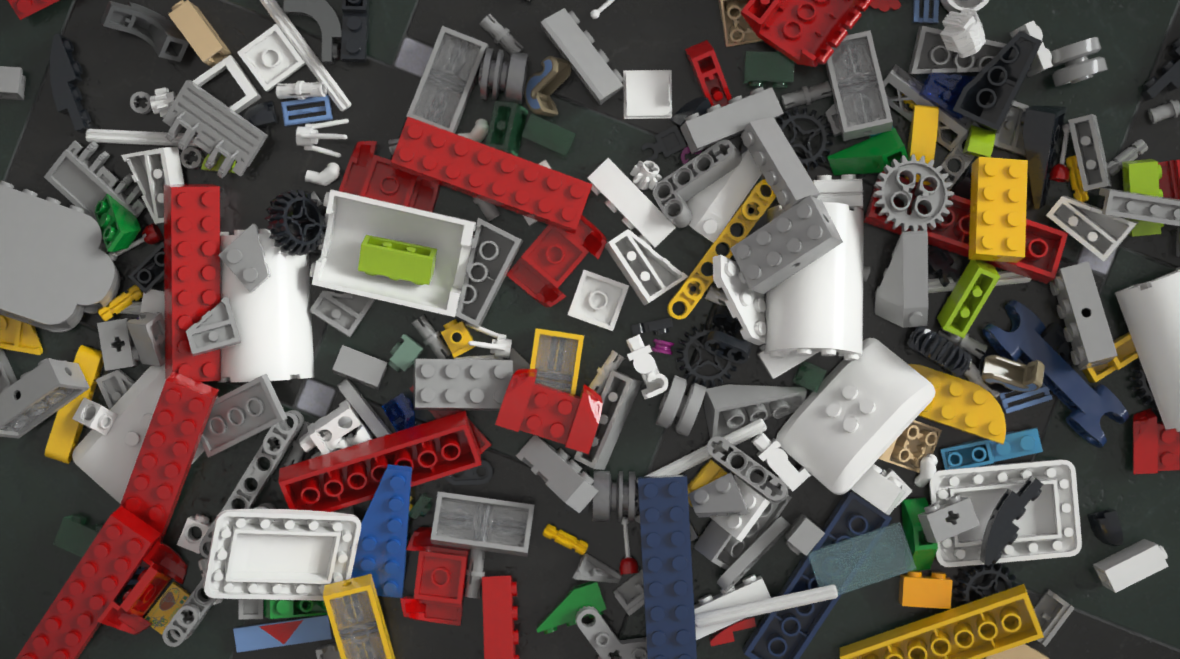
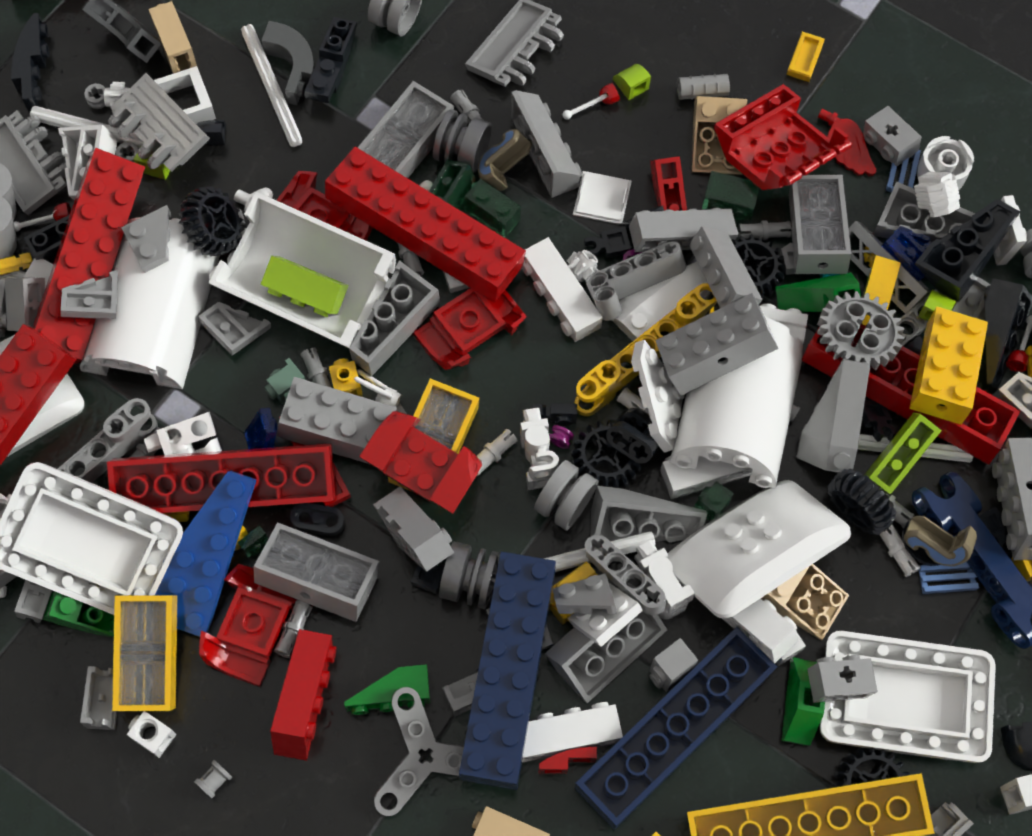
camera: 15 degrees right, 20 degrees down
(117, 224) = (30, 187): green slope -> none
(242, 415) = (91, 392): light grey plate -> none
(271, 58) = (237, 83): white plate -> none
(282, 633) = (58, 647): medium blue tile -> none
(286, 113) = (256, 142): medium blue tile -> none
(301, 90) = (257, 115): white pin -> none
(307, 136) = (252, 159): white plant -> none
(360, 367) = (233, 386): light grey hinge -> none
(363, 408) = (221, 422): light grey beam -> none
(565, 539) = (403, 616): yellow axle -> none
(594, 570) = (426, 653): light grey tile -> none
(598, 300) = (503, 376): white plate -> none
(617, 402) = (486, 494): light grey brick -> none
(628, 564) = (467, 660): hinge -> none
(643, 267) = (557, 348): white wedge -> none
(753, 554) = (610, 676): light grey beam -> none
(766, 606) = (613, 729): white axle -> none
(863, 559) = (733, 704): clear light blue tile -> none
(924, 590) = (800, 766): light orange brick -> none
(927, 470) = (827, 626): white arm -> none
(963, 406) = (877, 569): yellow plate -> none
(985, 452) = (907, 625): dark azure slope -> none
(1000, 527) = (902, 702): black slope -> none

